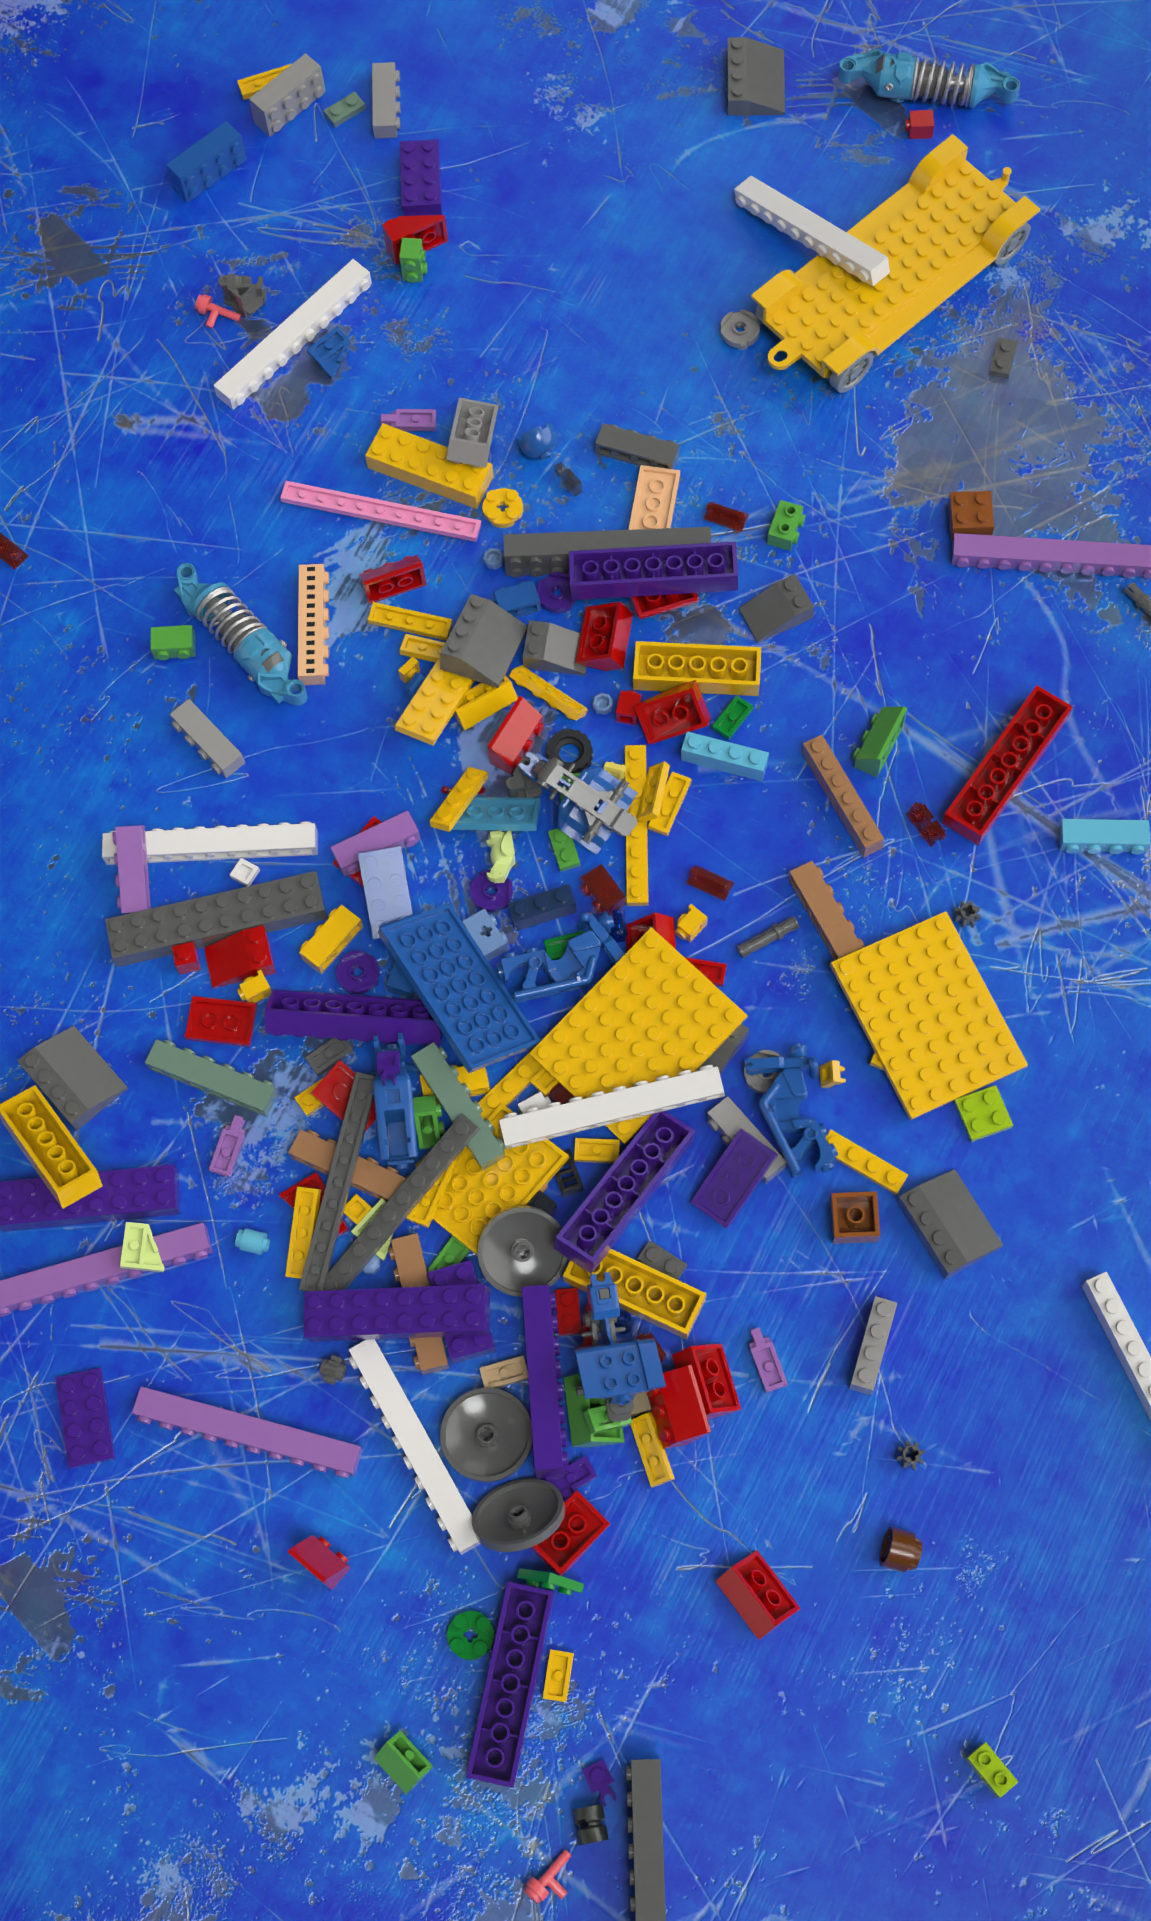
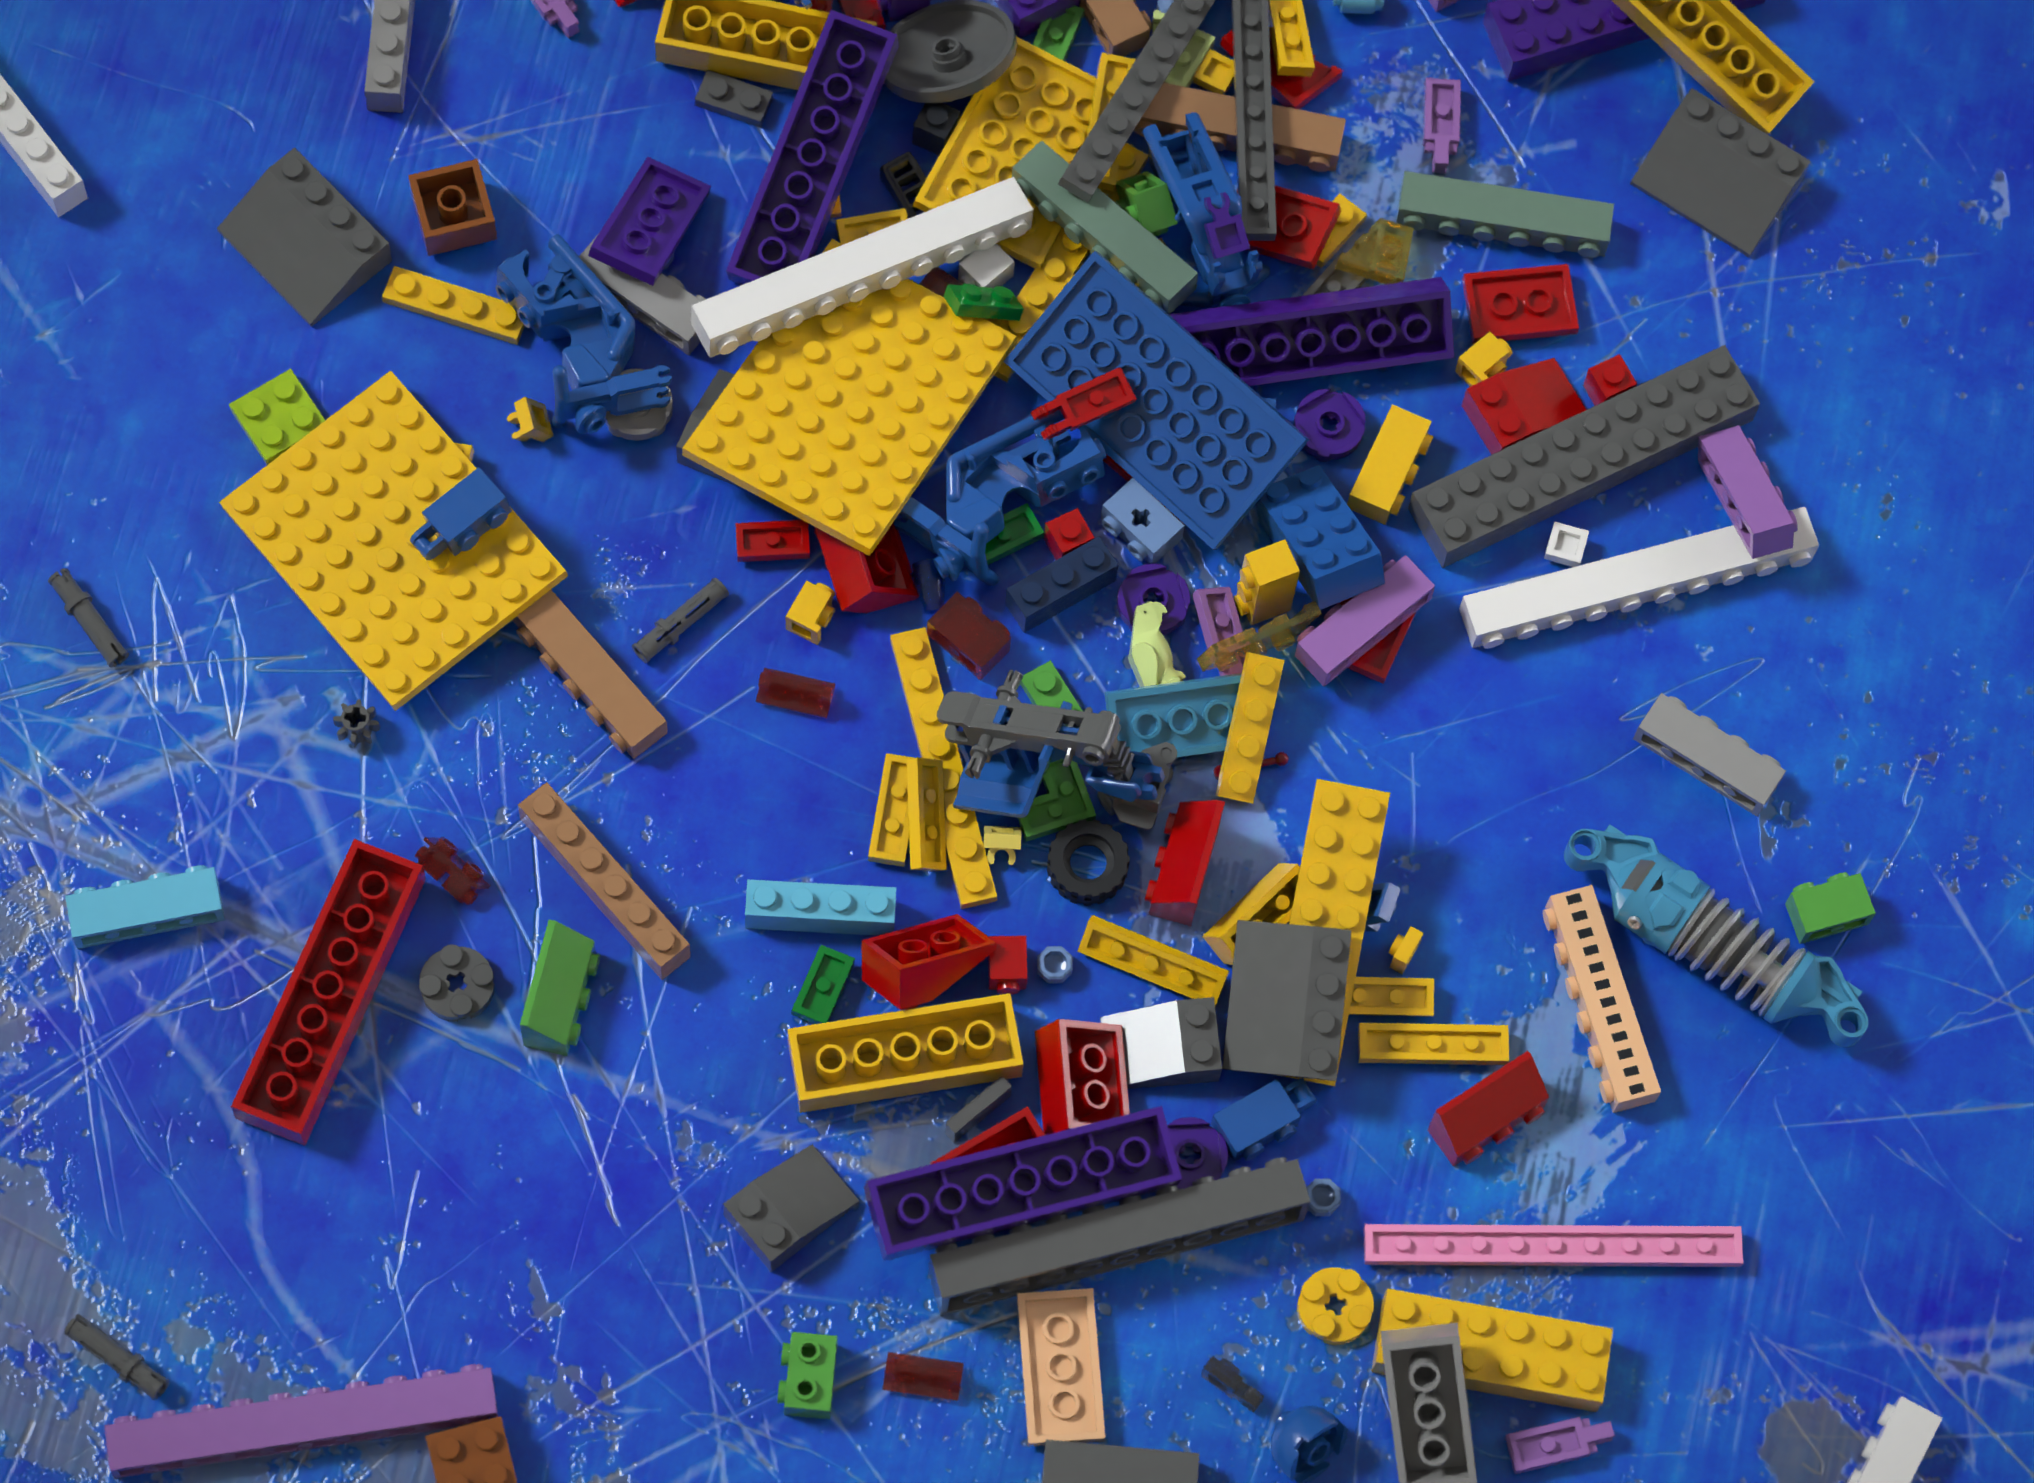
camera: 155 degrees right, 0 degrees up
(294, 1066) = (1379, 253): none -> clear yellow wing
(426, 870) = (1267, 582): none -> yellow brick
(438, 844) = (1277, 633): none -> clear yellow wing
(457, 863) = (1218, 619): none -> medium lavender hinge
(502, 987) = (1087, 402): none -> red hinge
(530, 933) = (1067, 533): none -> red brick
(543, 1079) = (983, 302): none -> green plate
(667, 634) = (978, 1109): none -> dark grey tile
(886, 1001) = (461, 516): none -> blue brick
(936, 751) = (455, 962): none -> dark grey plate
(1120, 1020) = (80, 606): none -> dark grey pin

